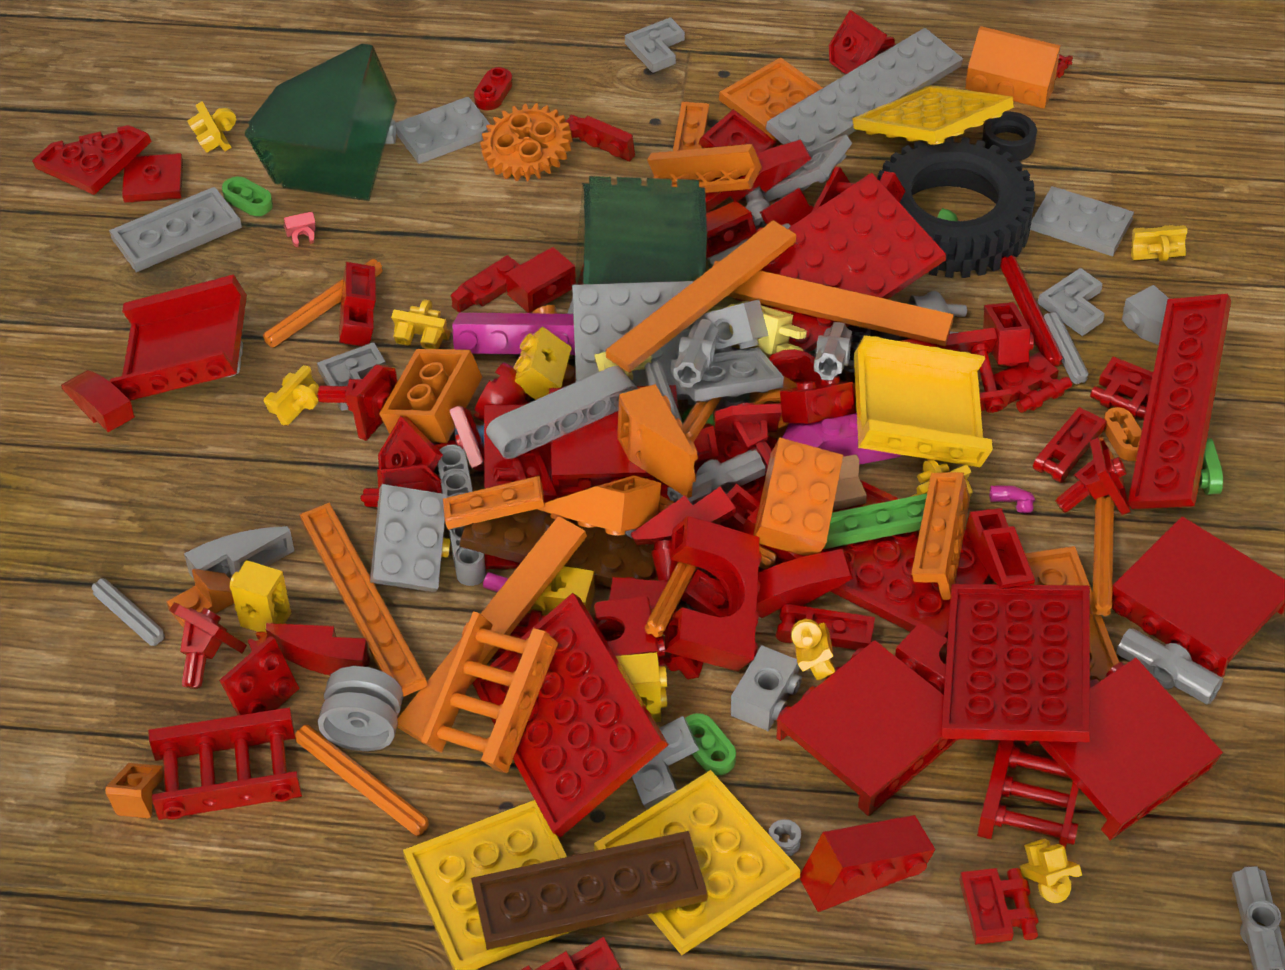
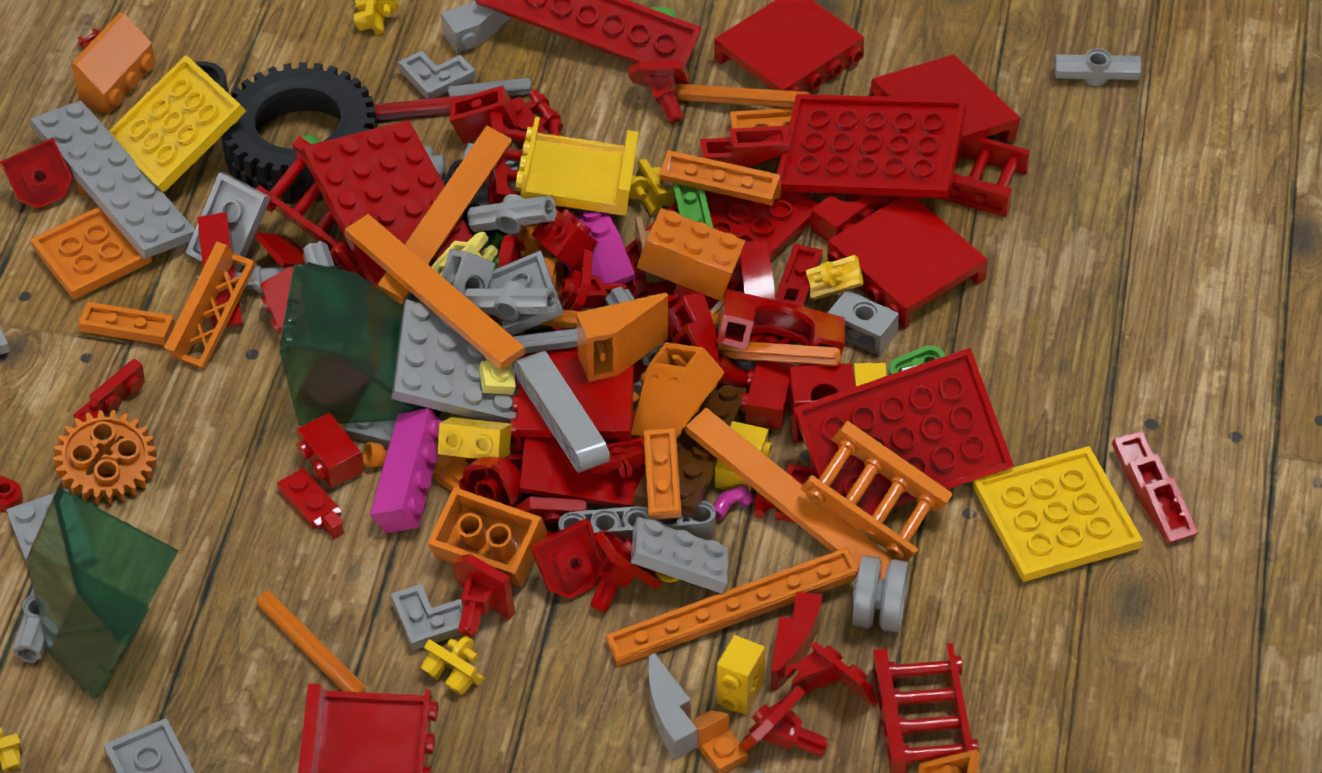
camera: 85 degrees left, 0 degrees up
(247, 196) = (119, 716): bright green plate -> none
(299, 225) = (189, 663): coral tile -> none
(357, 304) = (329, 607): red slope -> none
(362, 780) = (941, 610): orange axle -> none
(420, 321) = (370, 569): yellow hips -> none
(588, 890) = (1075, 442): reddish brown plate -> none
(732, 850) = (1041, 382): yellow plate -> none
(736, 130) = (153, 285): red plate -> none
(786, 827) = (1010, 320): light grey bush -> none
(864, 859) = (1045, 273): red wedge -> none
(987, 906) = (1078, 207): red plate -> none
(1013, 494) = (658, 147): dark pink arm -> none
(1050, 869) = (1056, 166): yellow hips -> none
(1069, 444) = (610, 102): red plate -> none
(1082, 221) = (333, 47): light grey plate -> none
(1118, 436) = (599, 69): orange beam -> none
(1128, 380) = (543, 52): red plate -> none
(1170, 665) = (857, 76): light grey piece -> none

